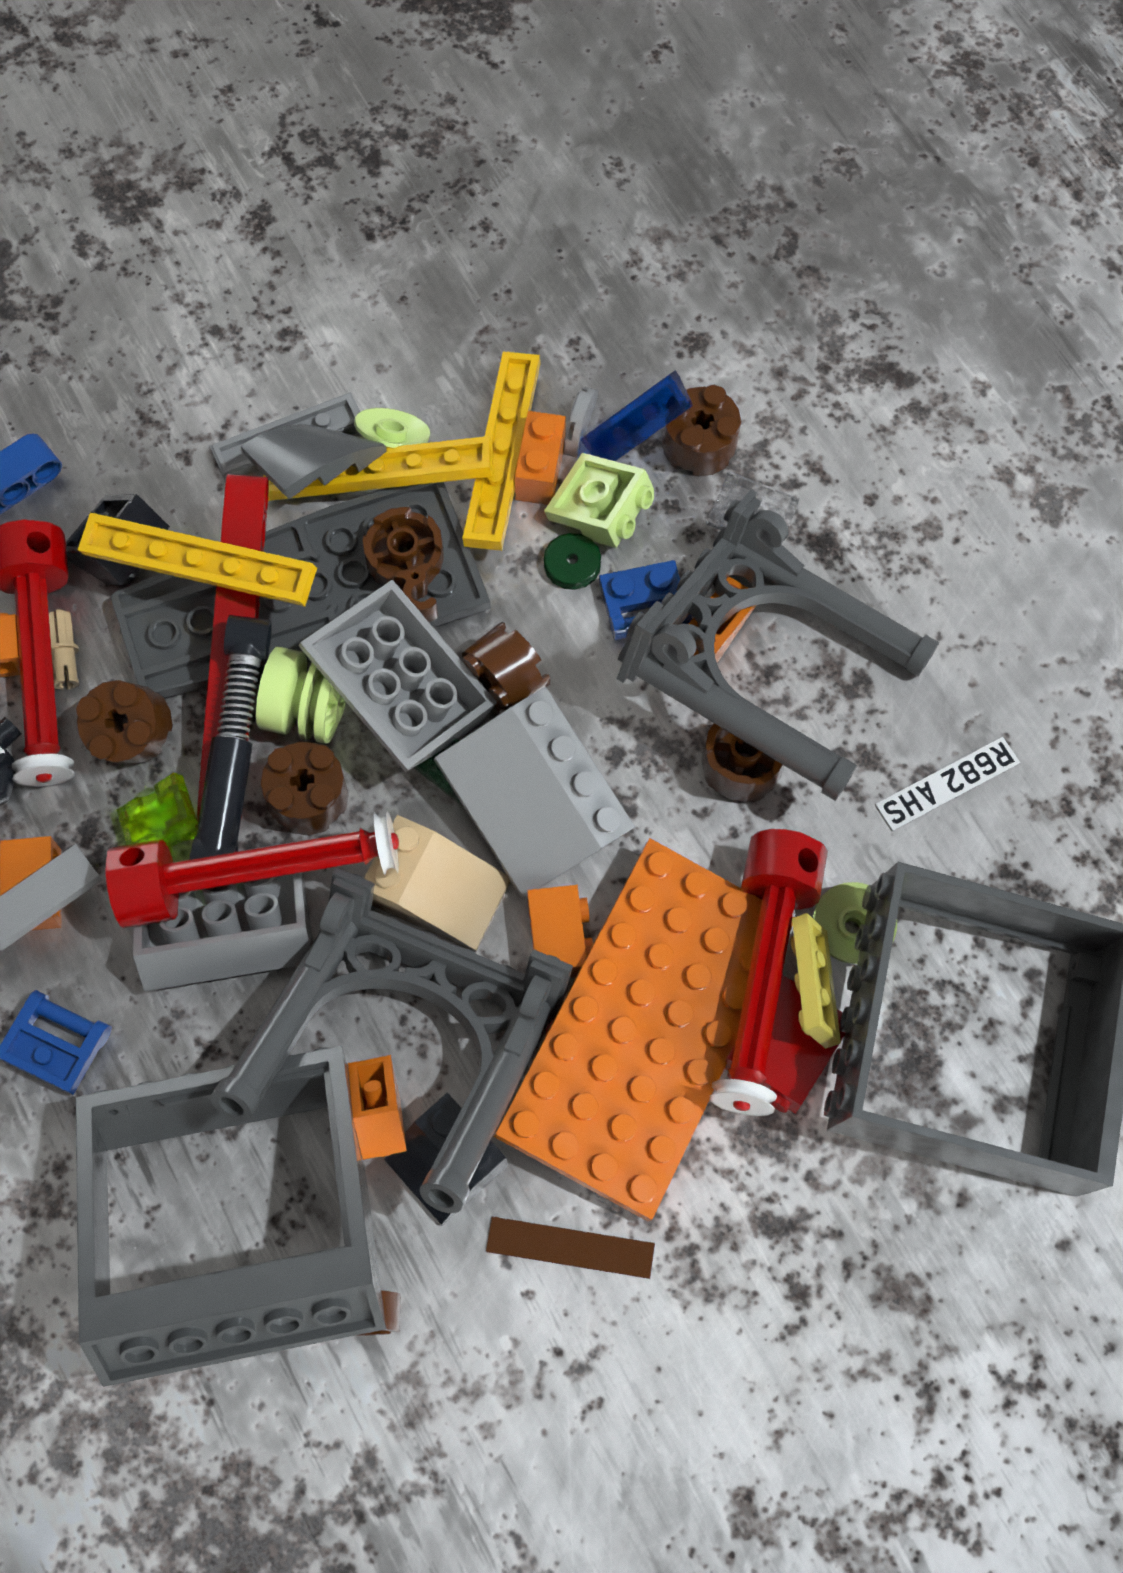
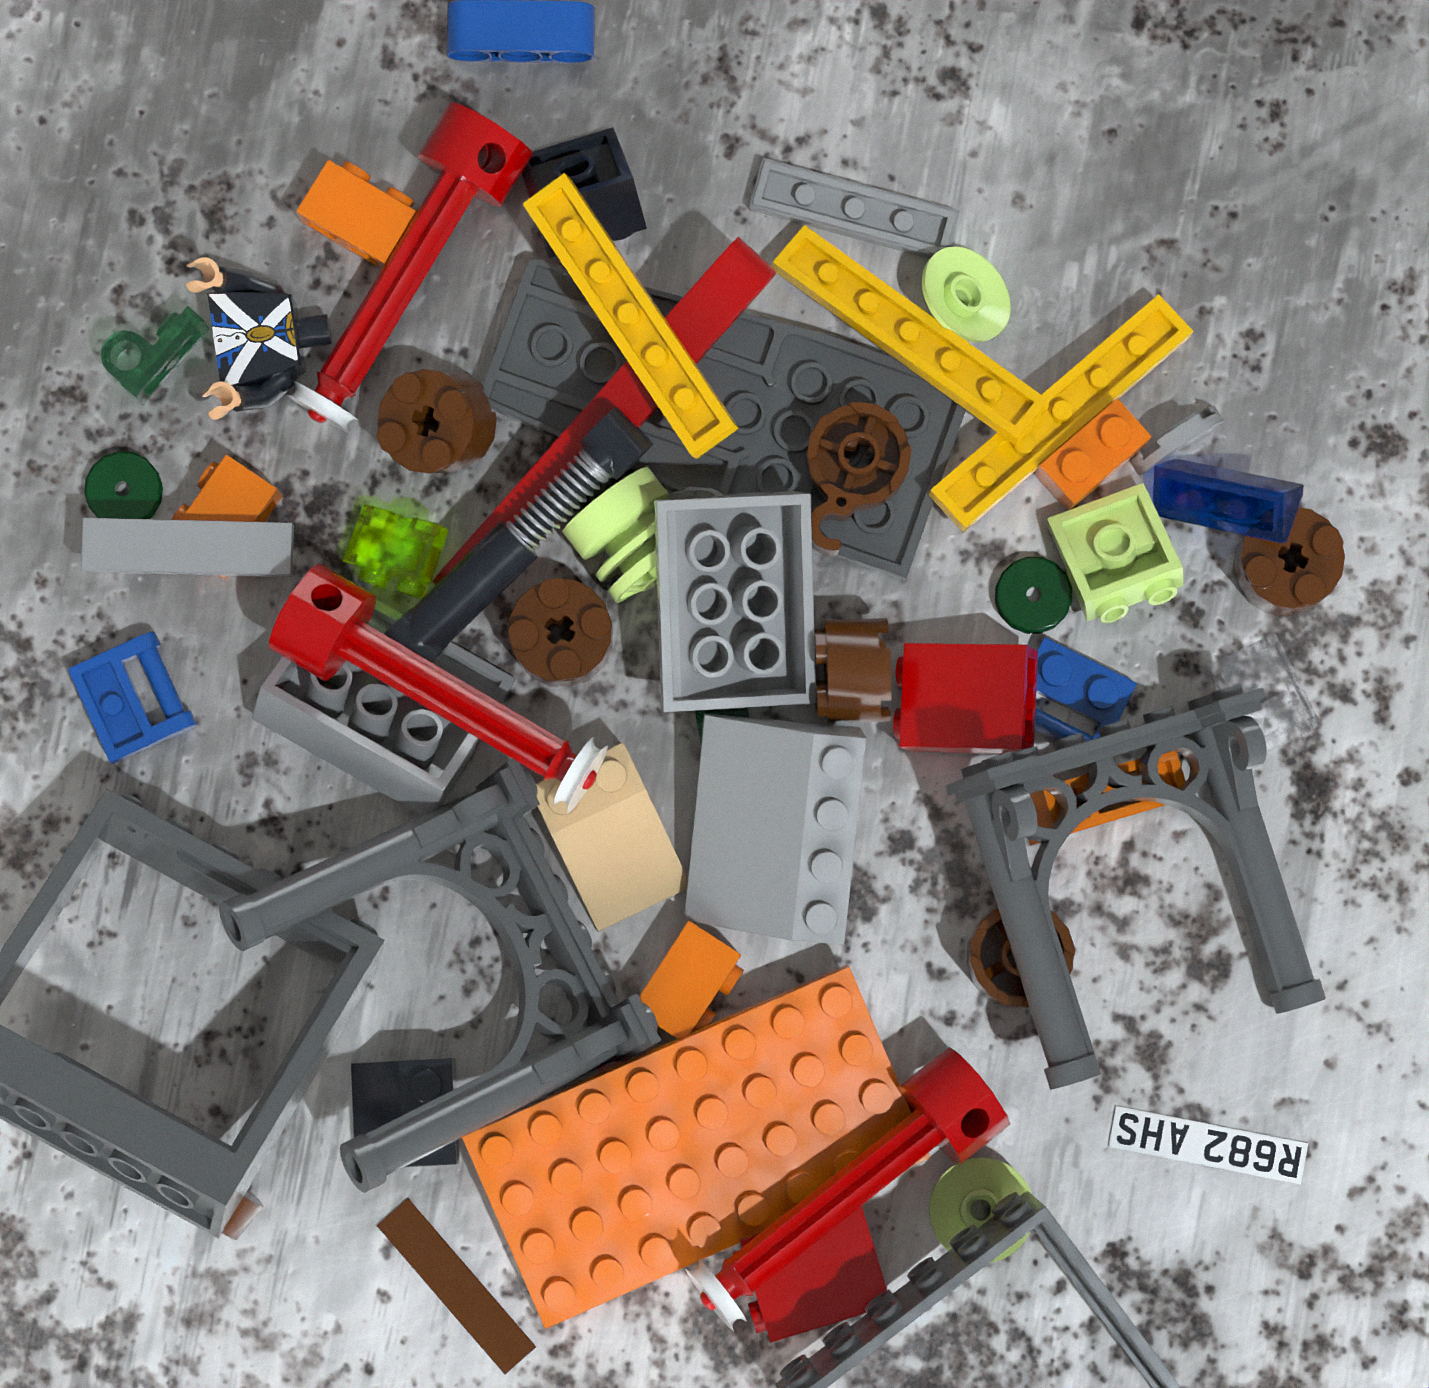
camera: 40 degrees right, 15 degrees up
(63, 649) = (440, 280): tan axle -> none
(302, 453) = (845, 268): dark grey slope -> none
(376, 1107) = (376, 1017): orange brick -> none
(581, 636) = (966, 698): none -> red brick
(815, 981) = (882, 1241): light yellow plate -> none

